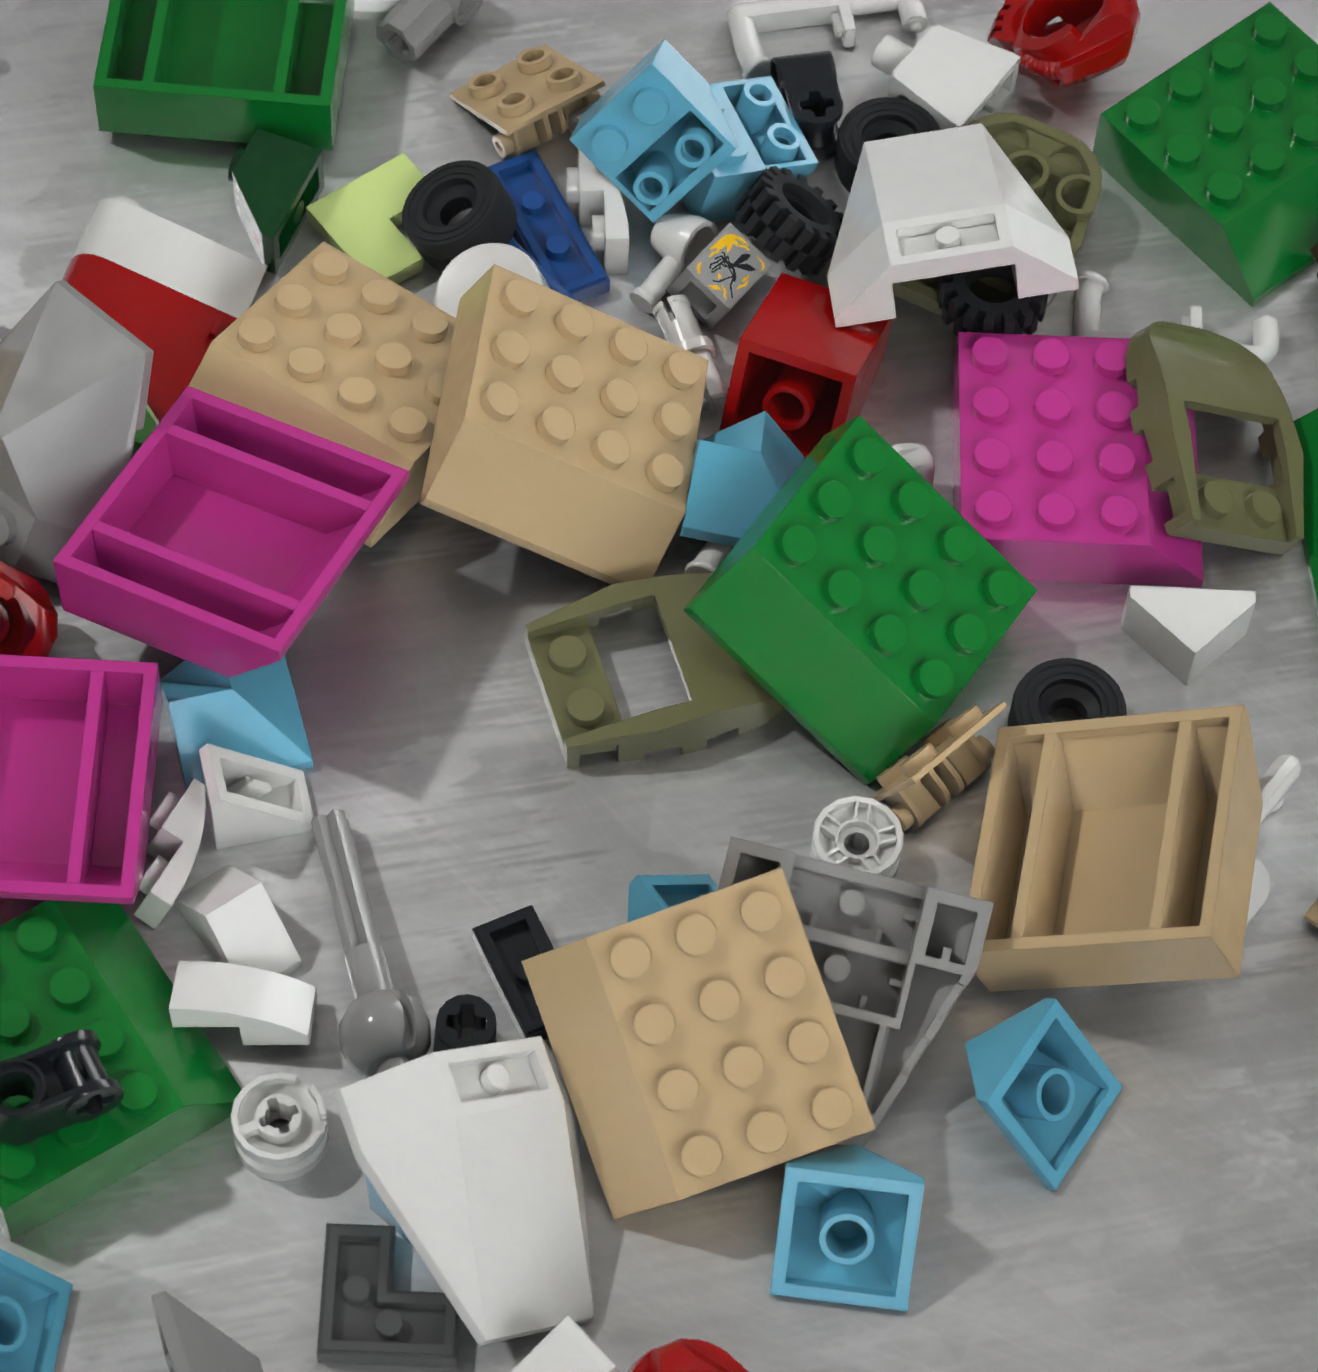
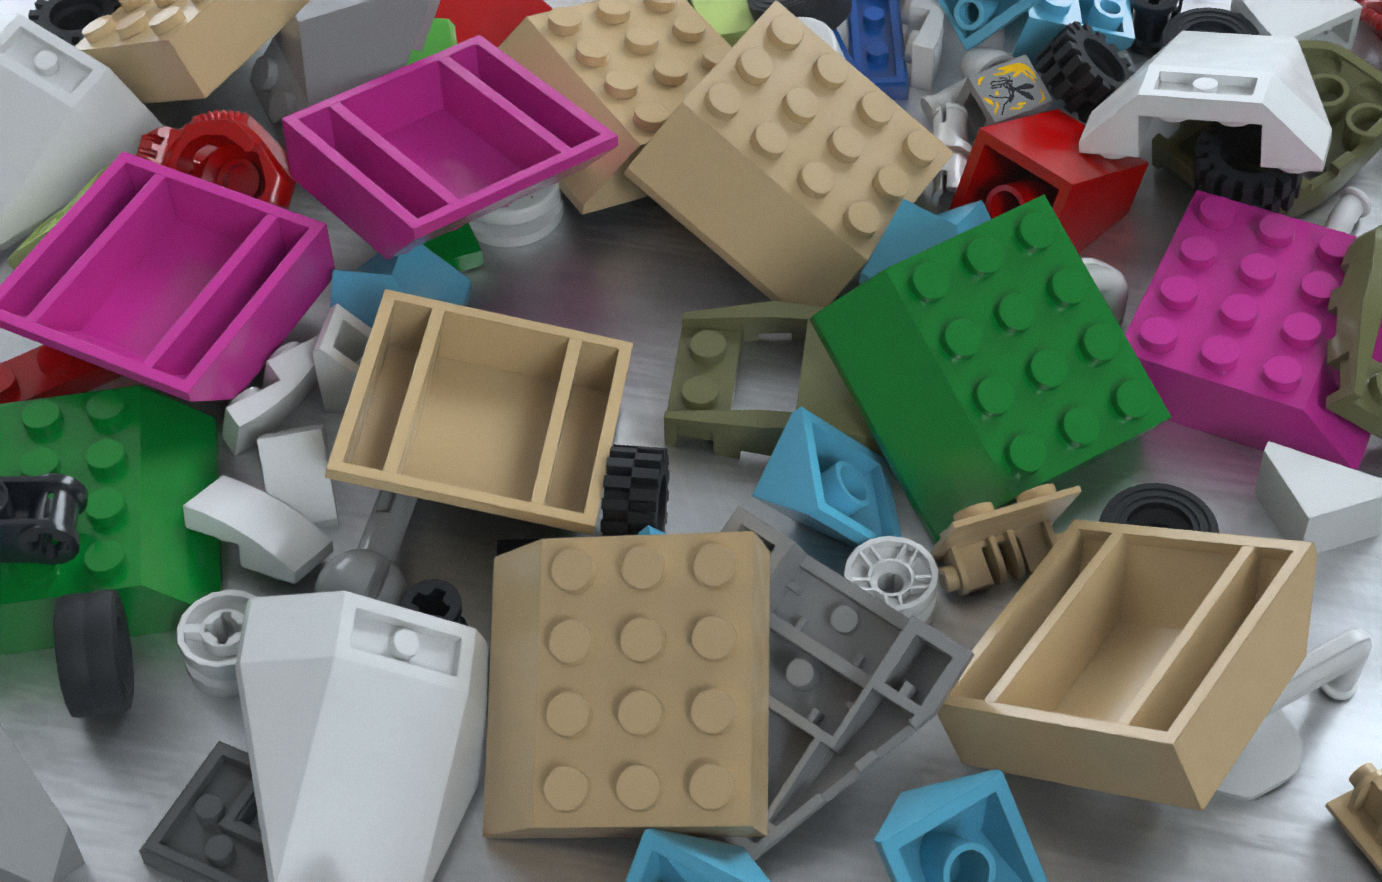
camera: 30 degrees right, 10 degrees down
(173, 1187) = (93, 653): none -> black tyre
(416, 814) = (483, 412): none -> tan slope
(595, 850) = (635, 490): none -> black tyre
(759, 763) = (829, 482): none -> medium azure slope

